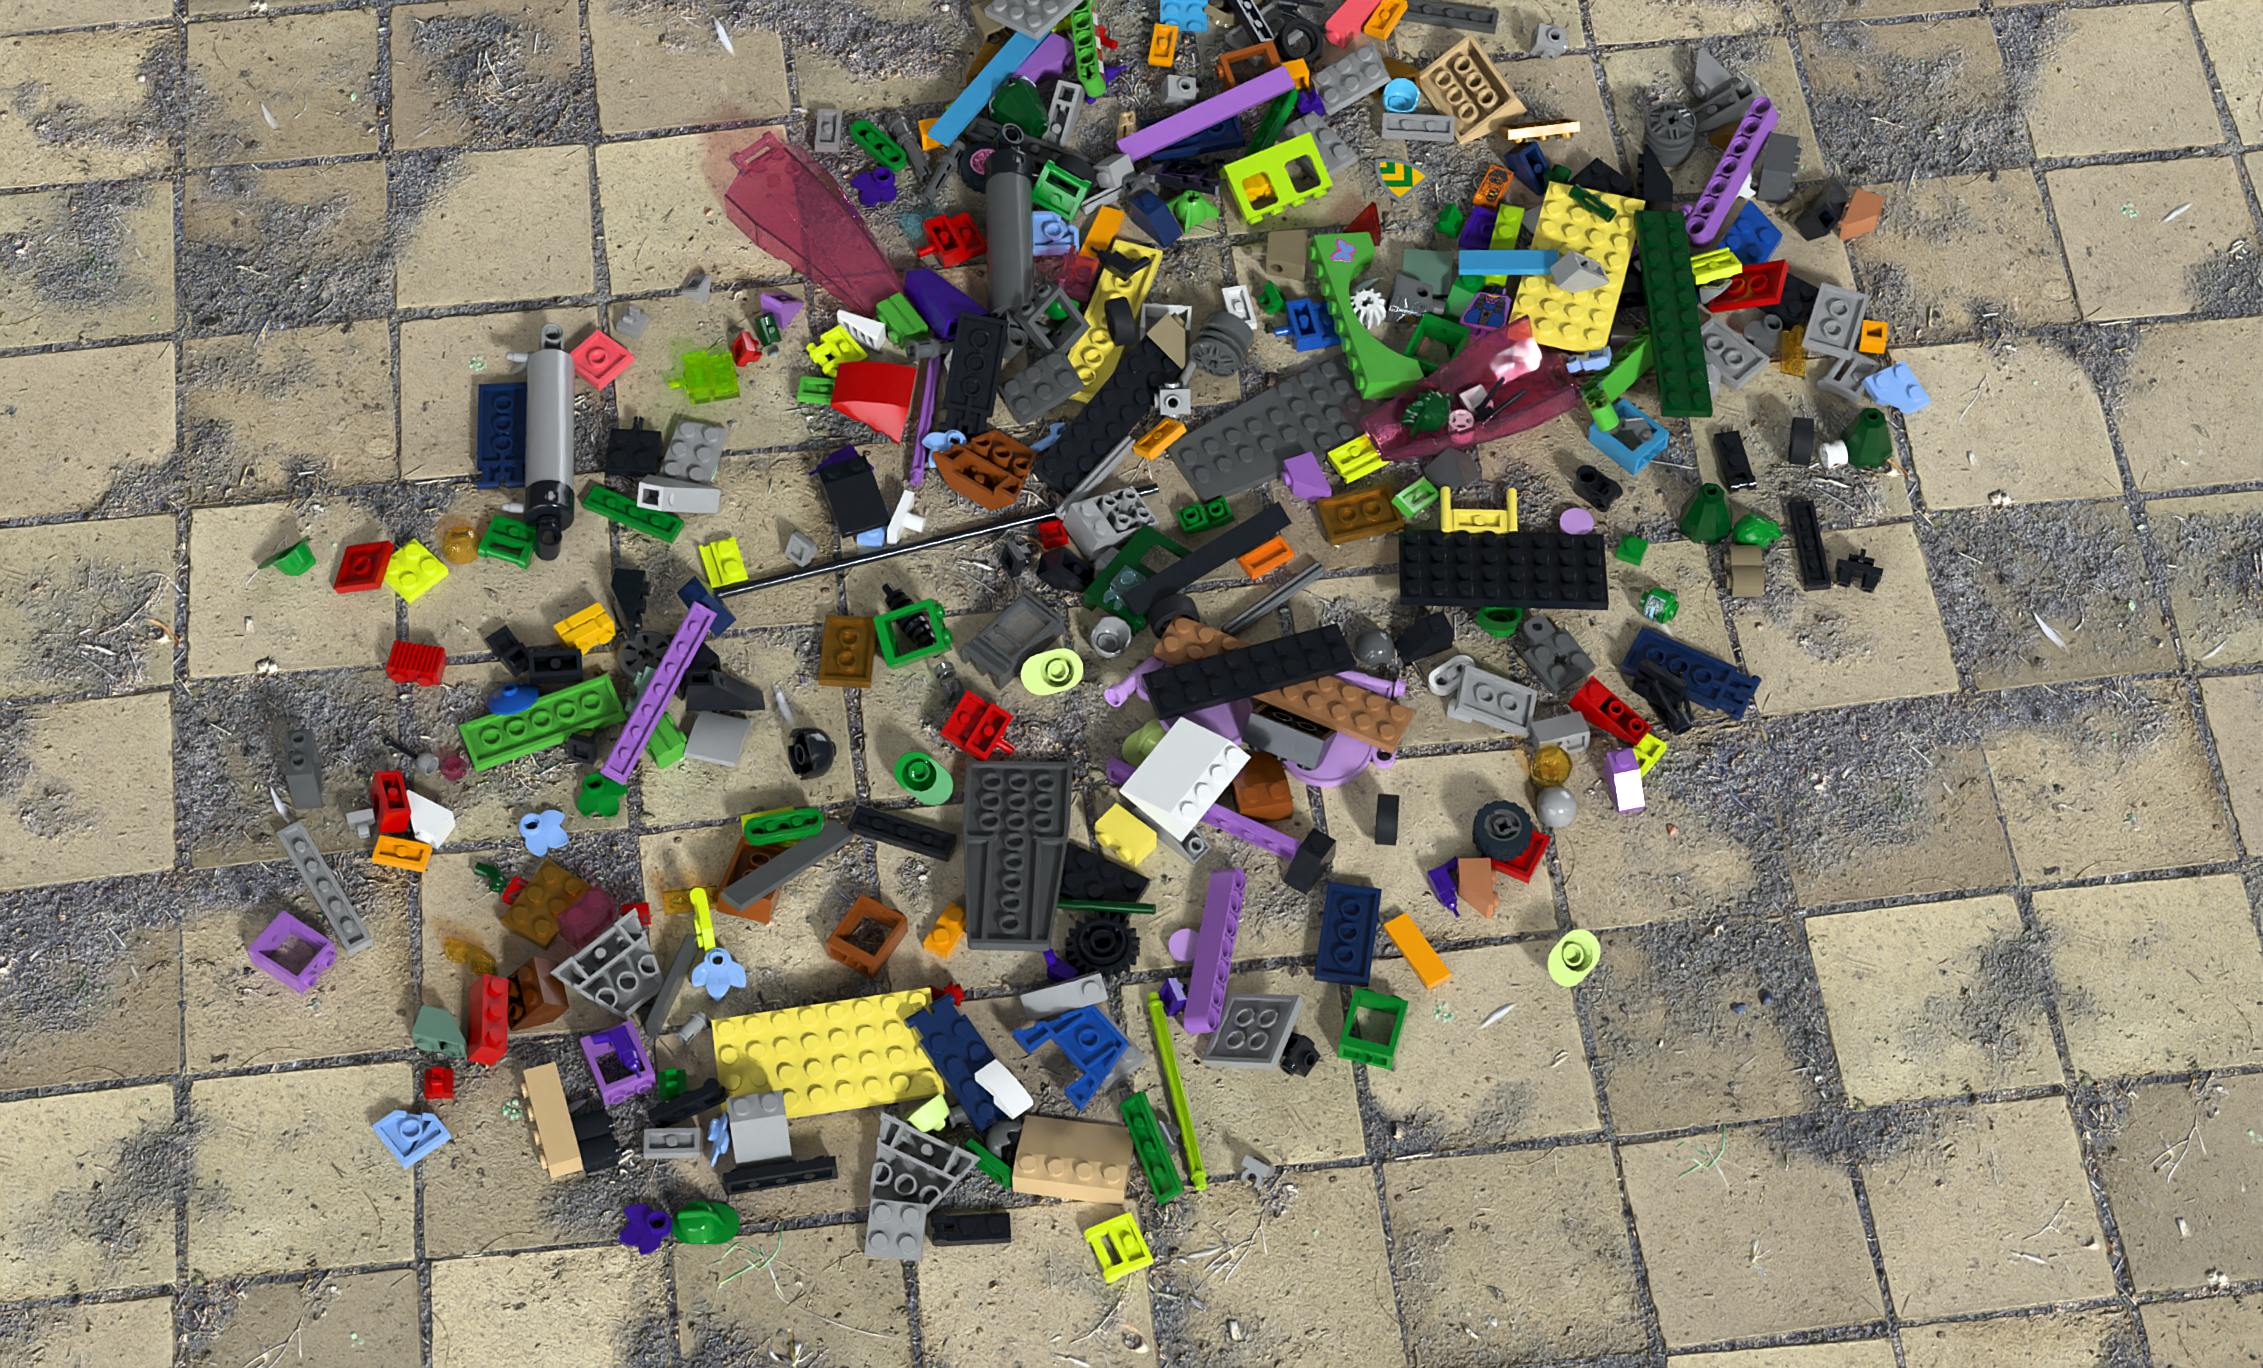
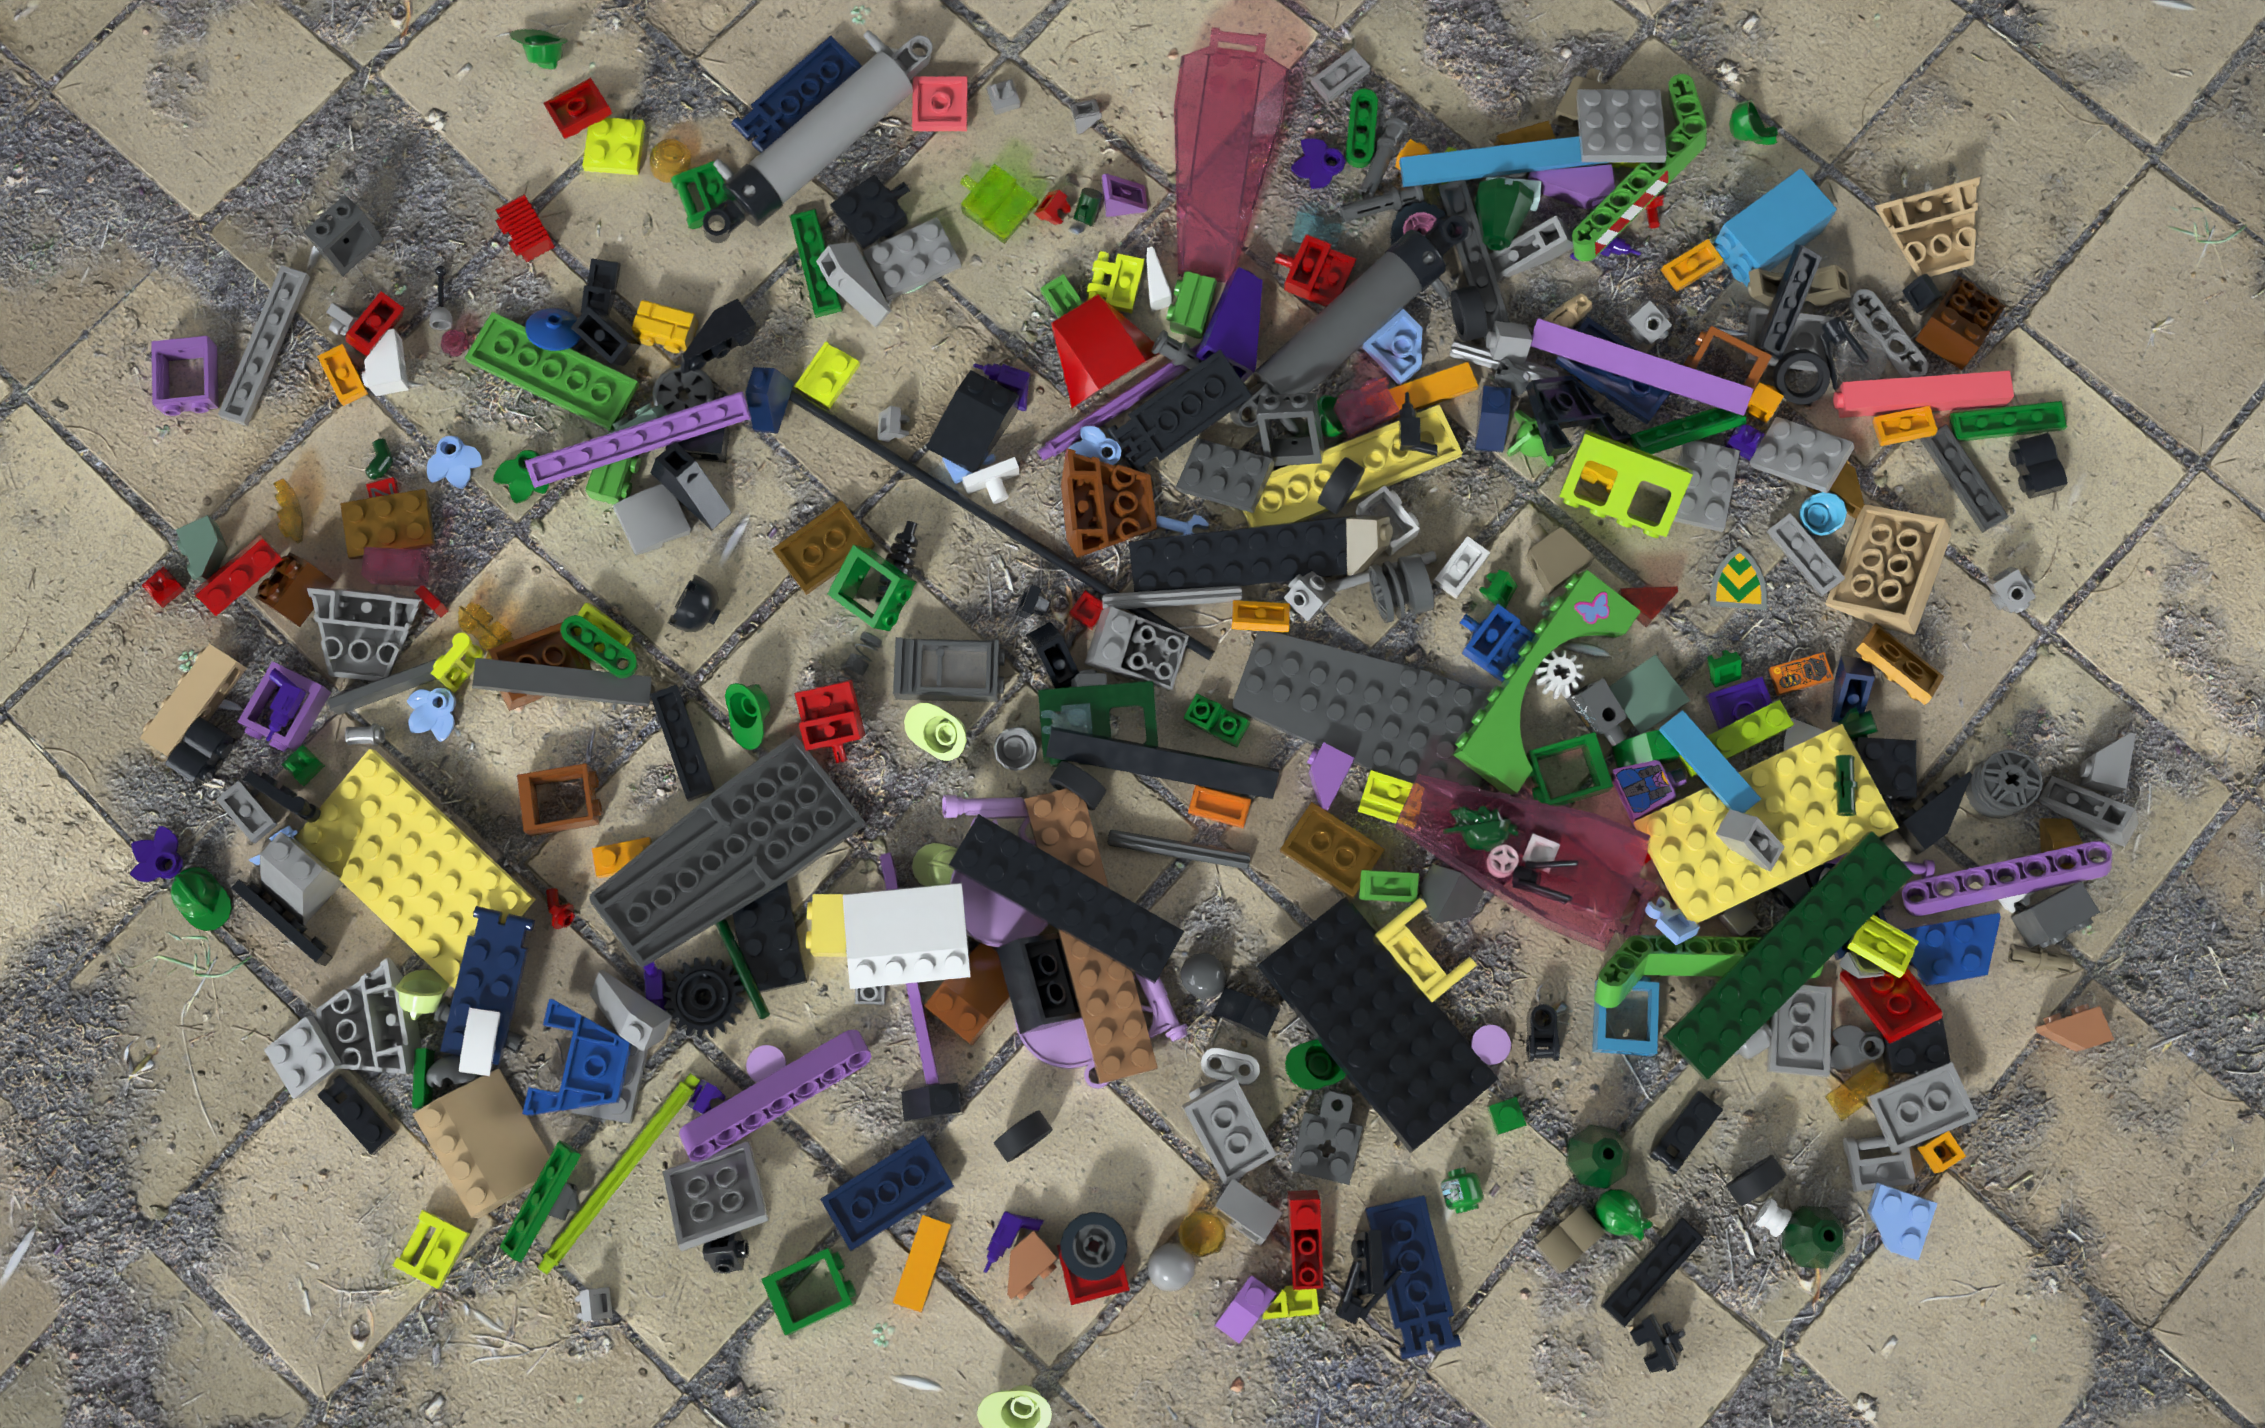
camera: 50 degrees right, 20 degrees up
(410, 1135) = (96, 607): light blue plate -> none
(583, 747) = (554, 423): black tile -> none
(1057, 197) = (1433, 318): green plate -> none
(1638, 426) = (1631, 1024): dark grey arm -> none
(1823, 211) = (2049, 993): black slope -> none

